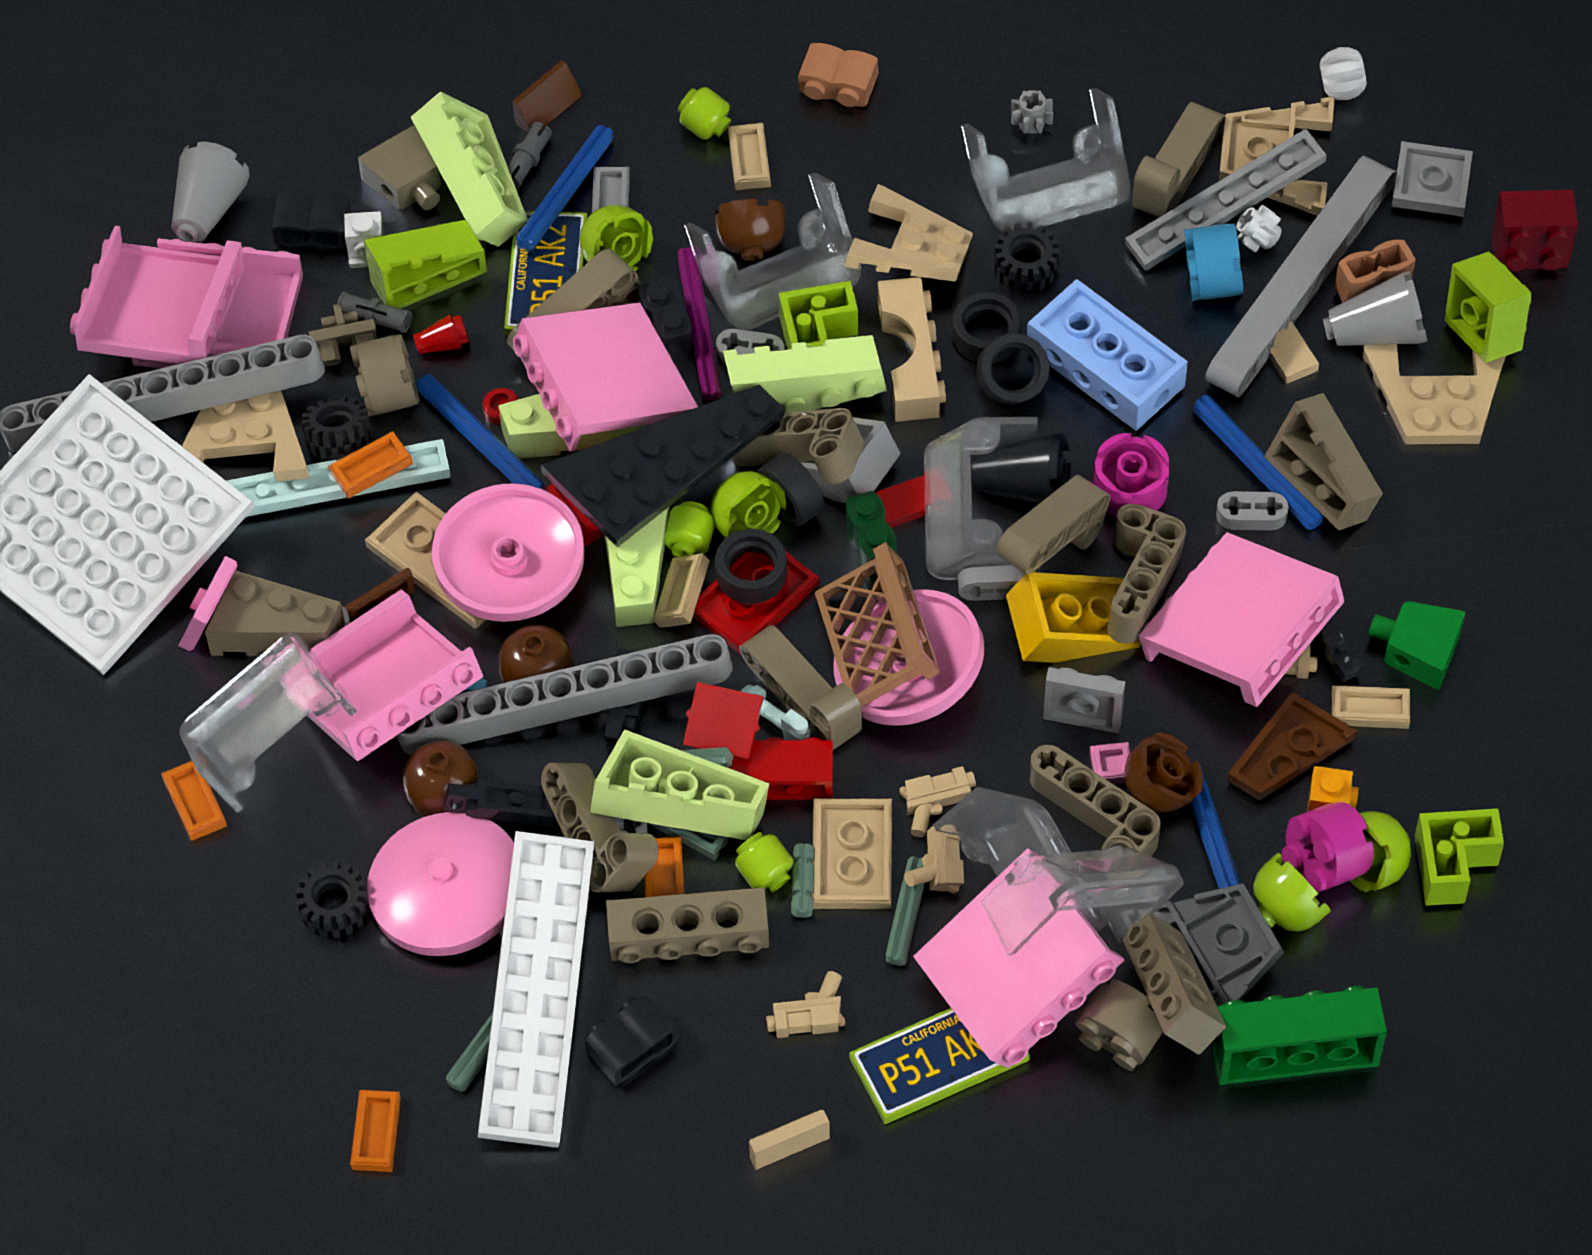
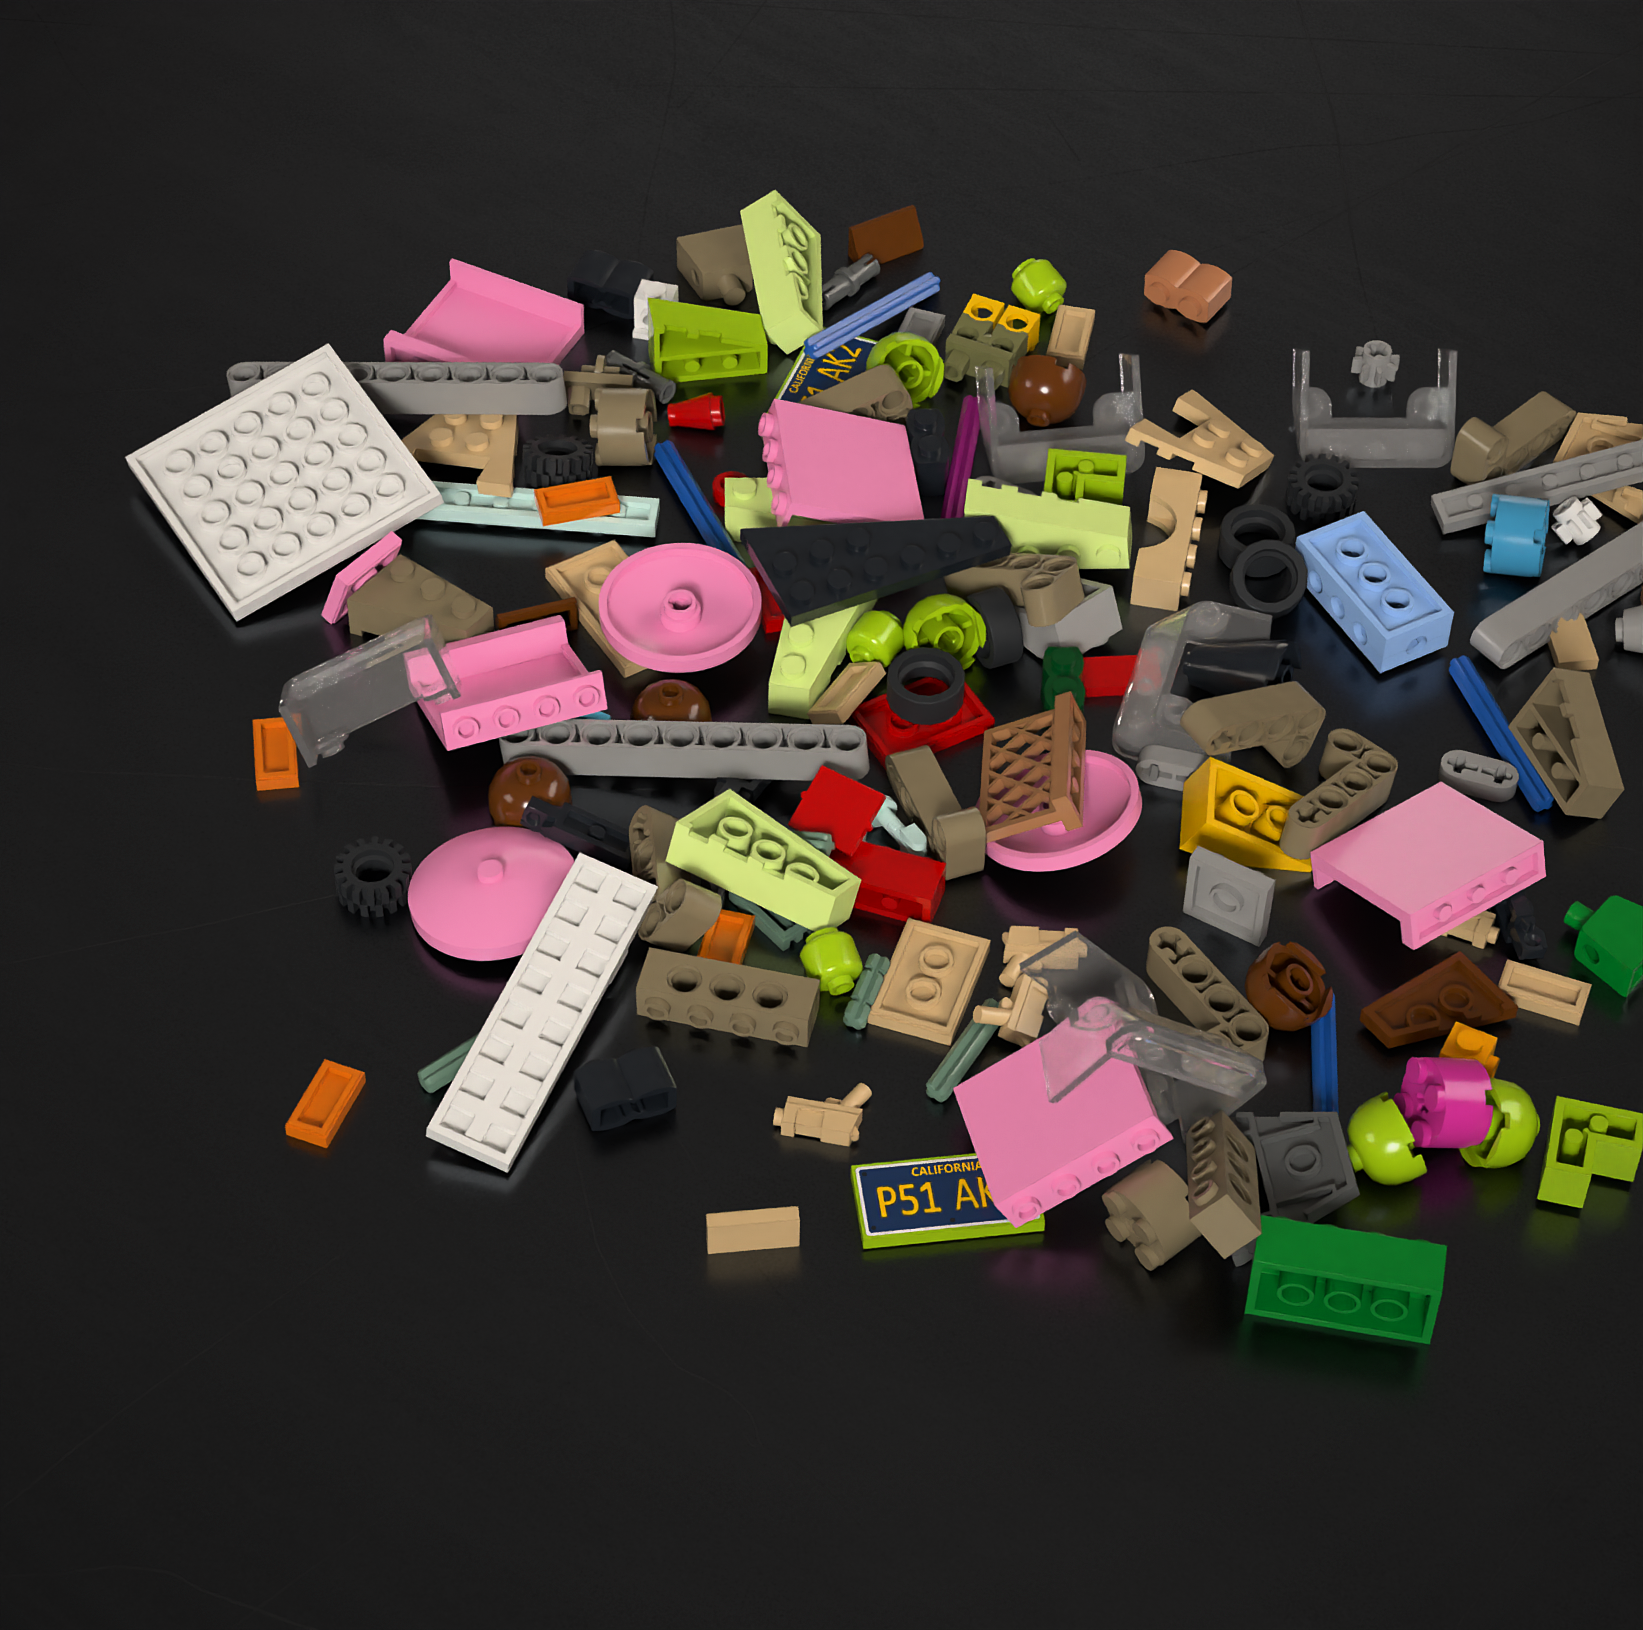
camera: 15 degrees right, 10 degrees down
(156, 301) = (425, 307): bright pink panel -> none
(205, 189) = (517, 227): light grey cone -> none
(676, 199) = (989, 340): none -> olive hips
(1110, 761) = (1234, 966): bright pink tile -> none
(1132, 472) = (1360, 701): dark pink brick -> none

